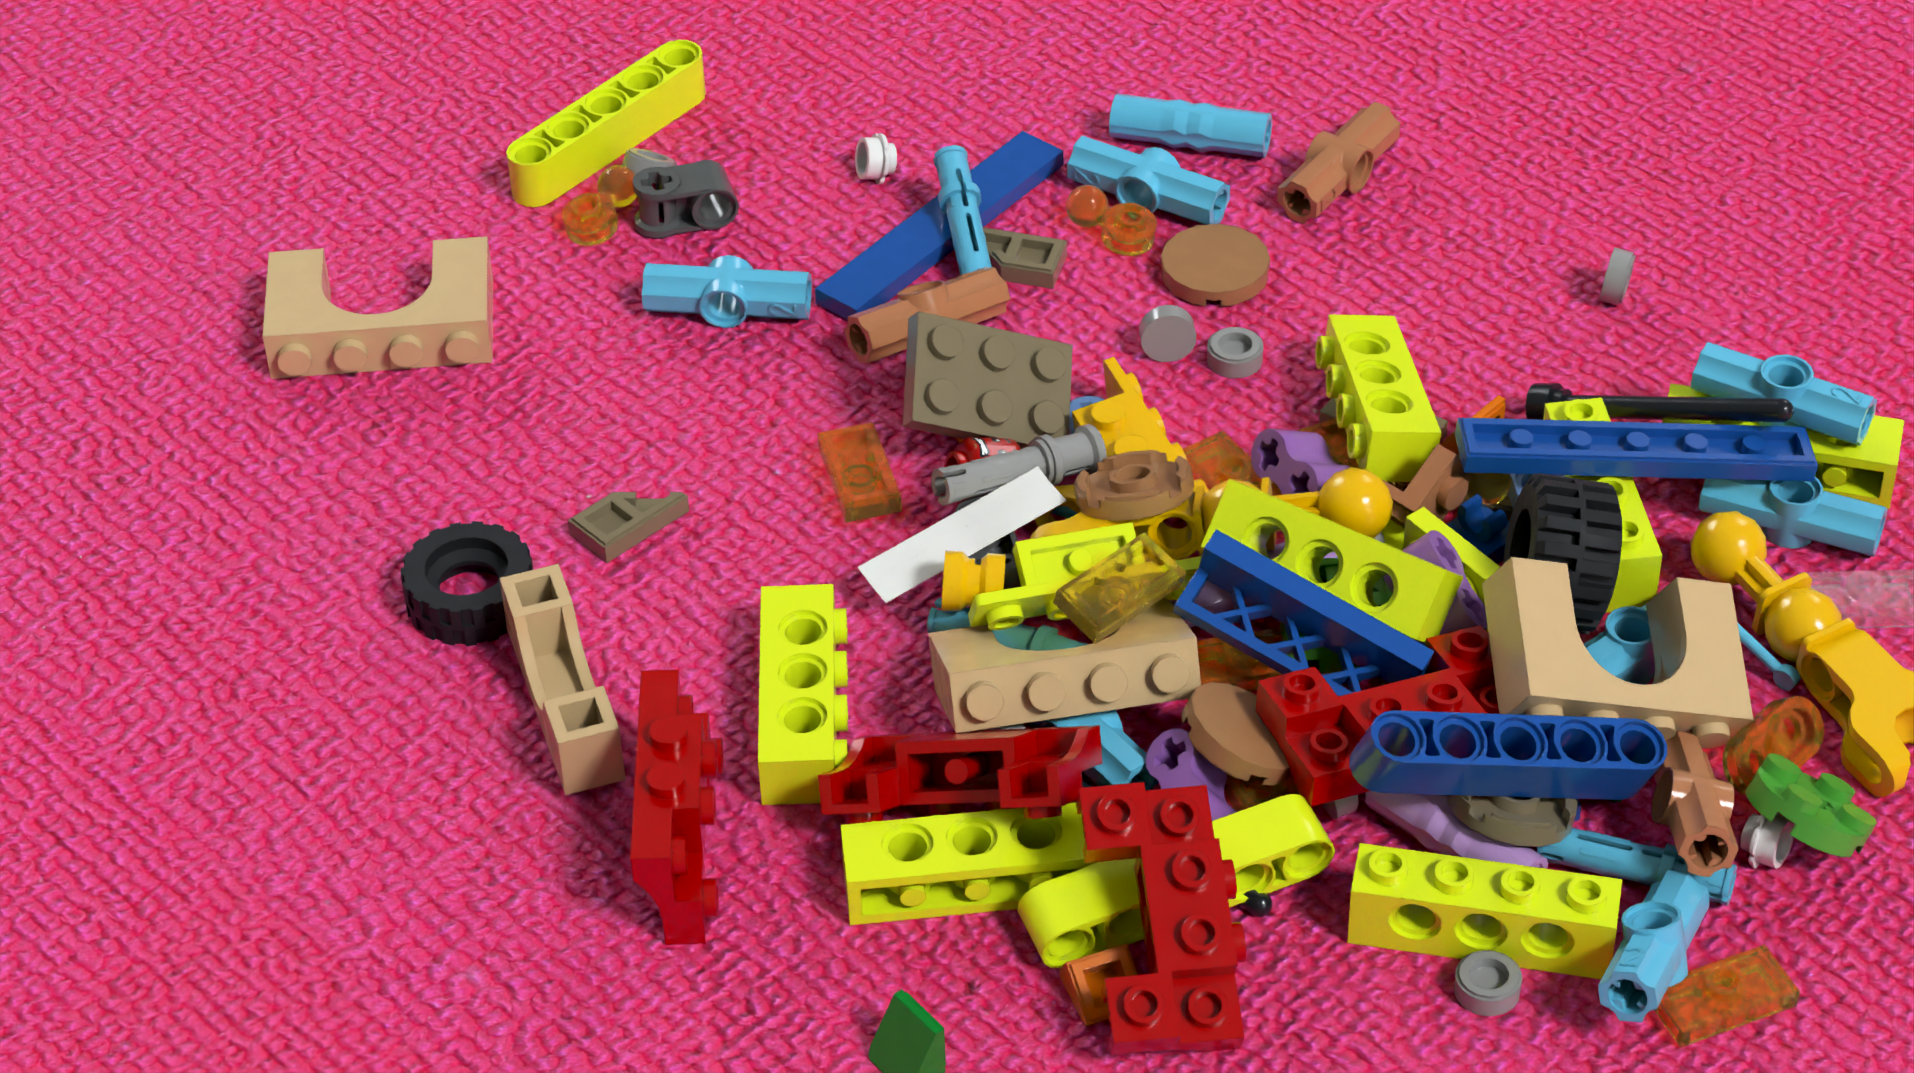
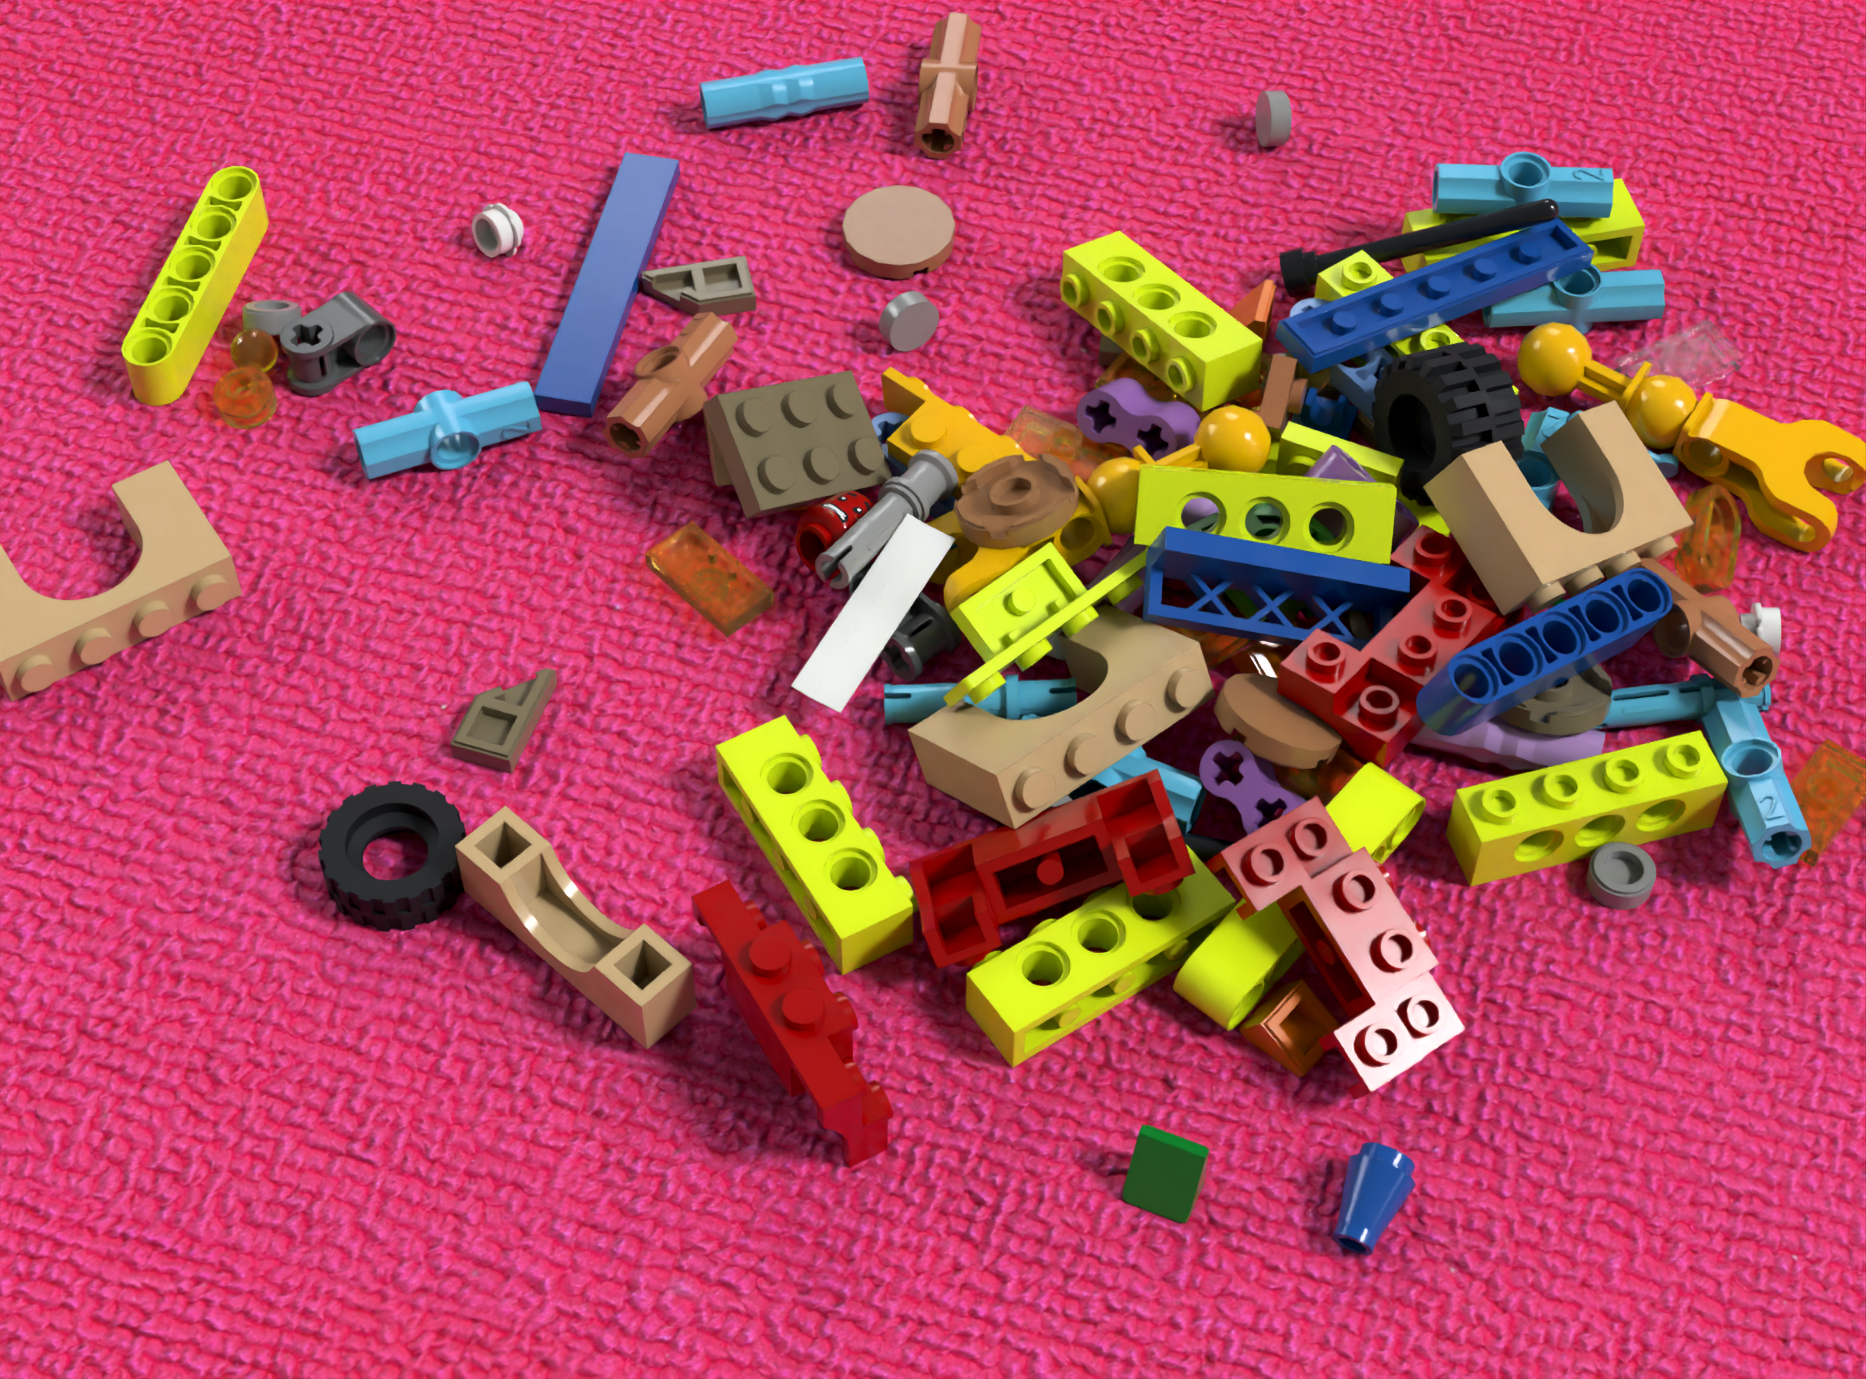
camera: 30 degrees left, 10 degrees up
(960, 202) = (625, 250): medium azure pin -> none
(966, 579) = (920, 660): yellow wheel -> none
(1119, 587) = (1096, 619): clear yellow plate -> none
(1125, 226) = (789, 220): plate -> none
(1148, 180) = (783, 165): medium azure piece -> none
(1235, 352) = (976, 317): light grey tile -> none
(1817, 807) = (1788, 586): bright green plate -> none

